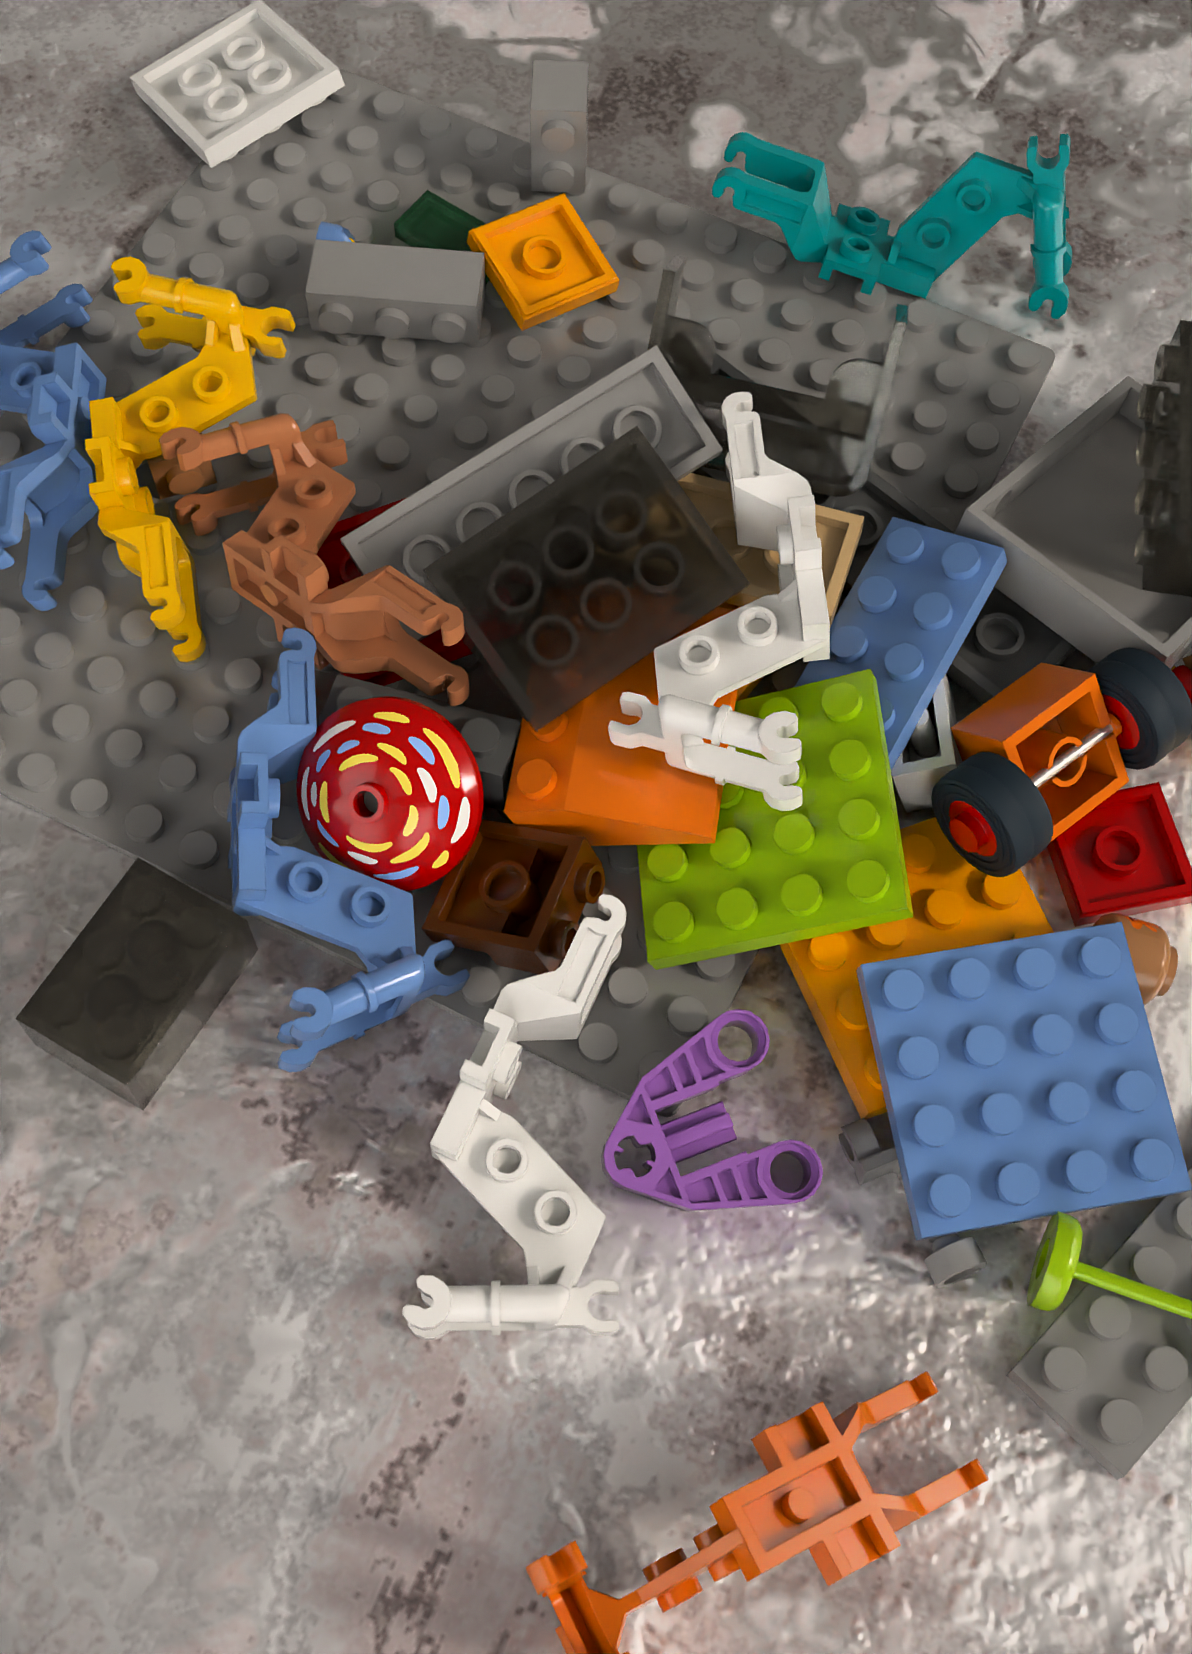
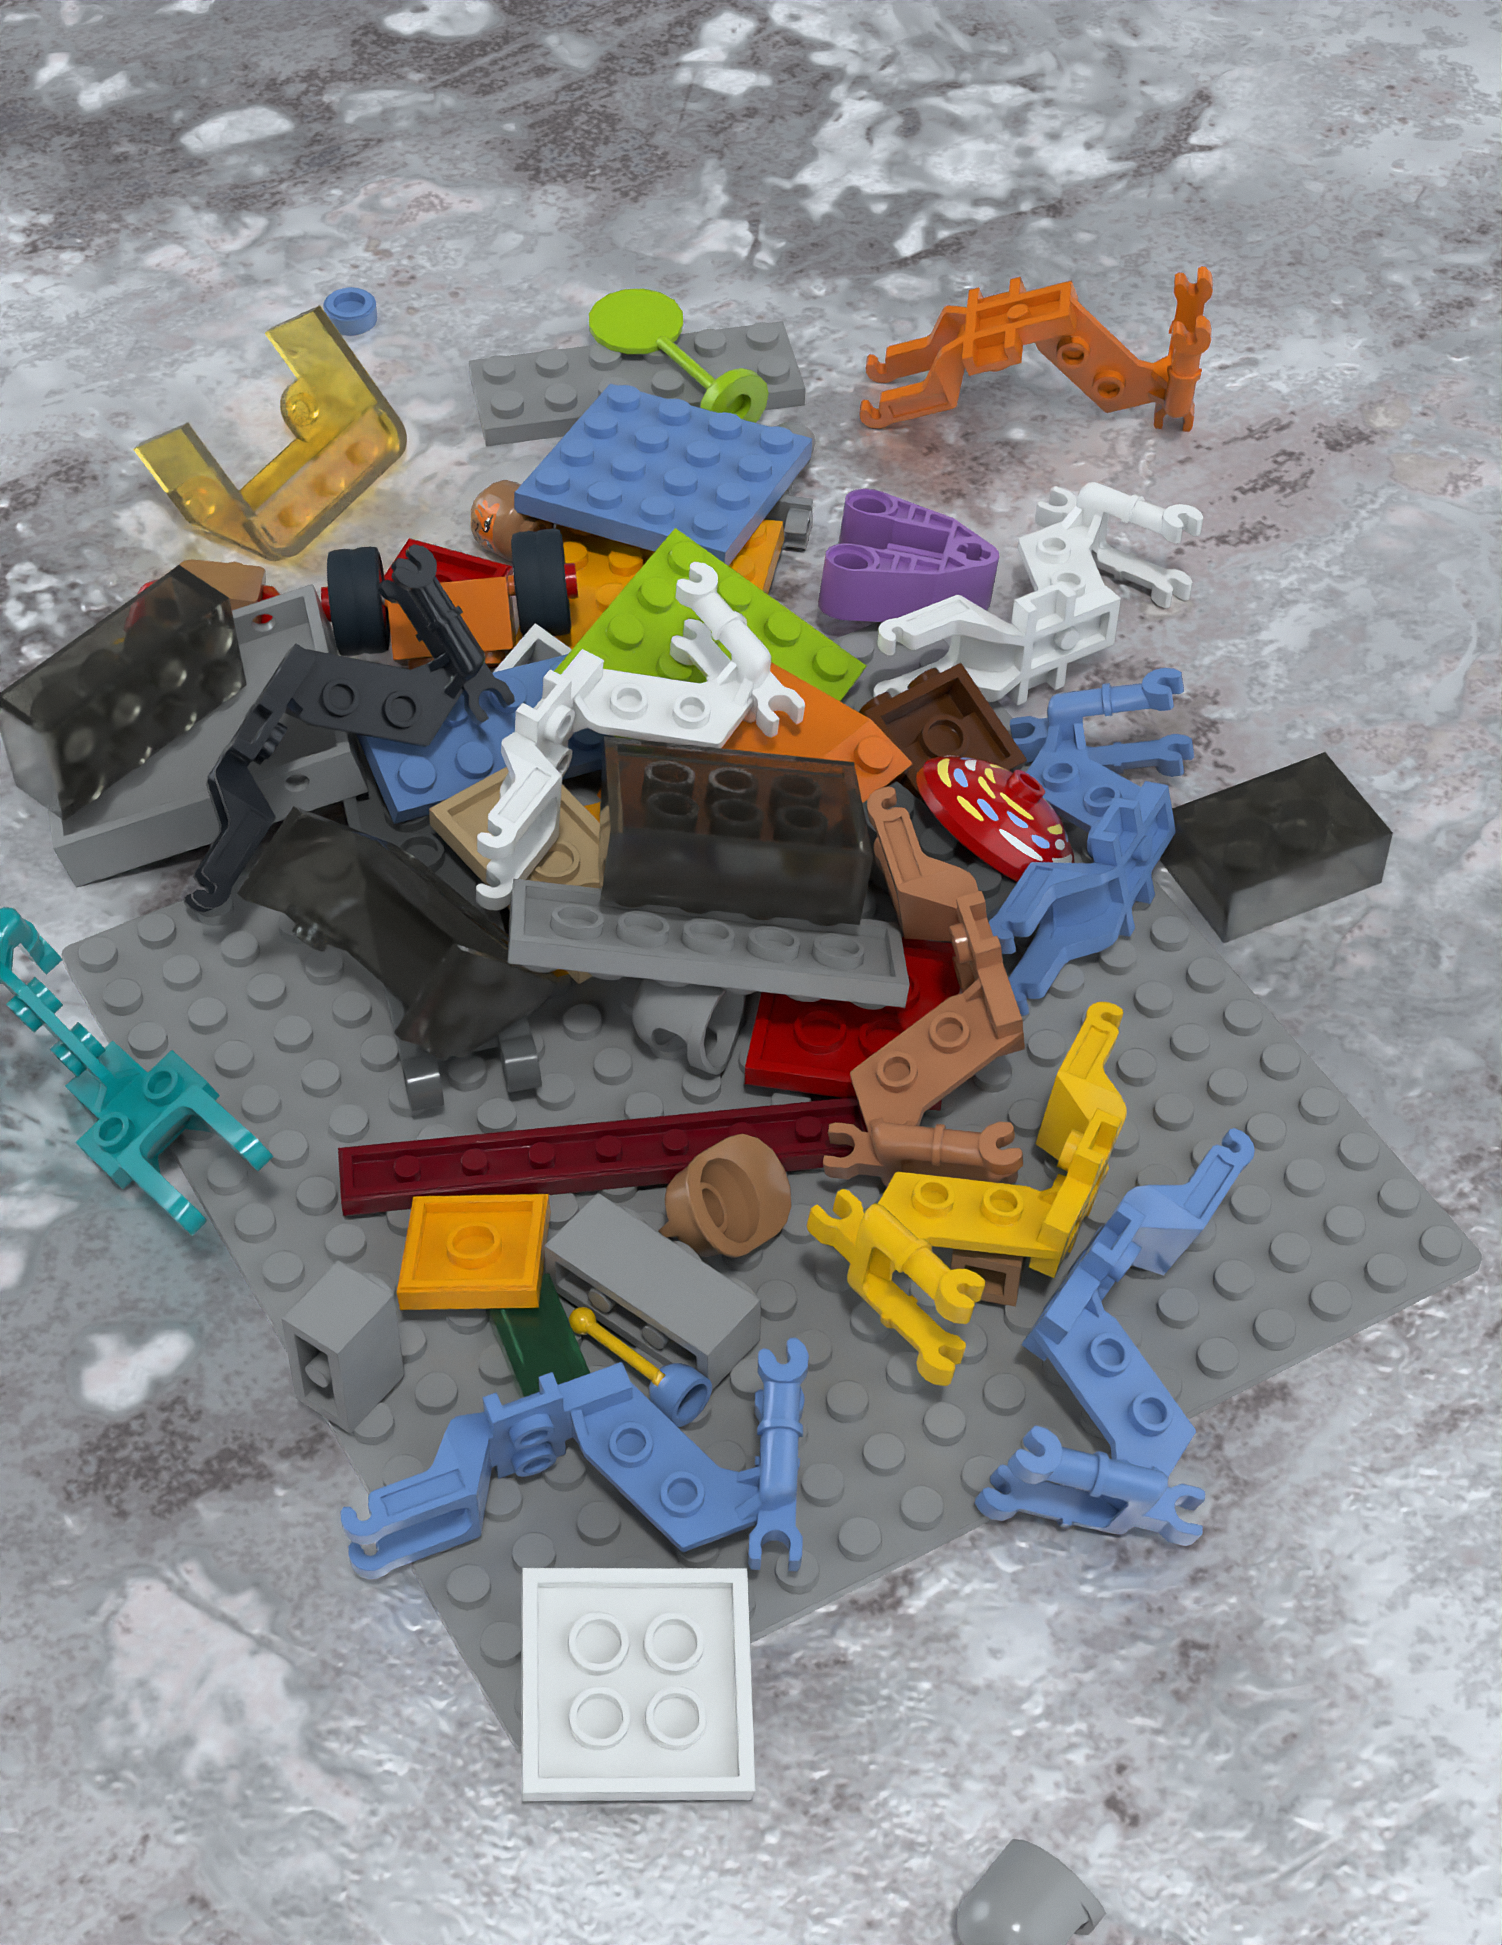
camera: 145 degrees left, 15 degrees down
(383, 160) = (625, 1441): none -> medium blue piece
(390, 369) = (728, 1198): none -> medium nougat piece
(511, 390) = (581, 1155): none -> dark red tile
(993, 523) = (347, 698): none -> black piece

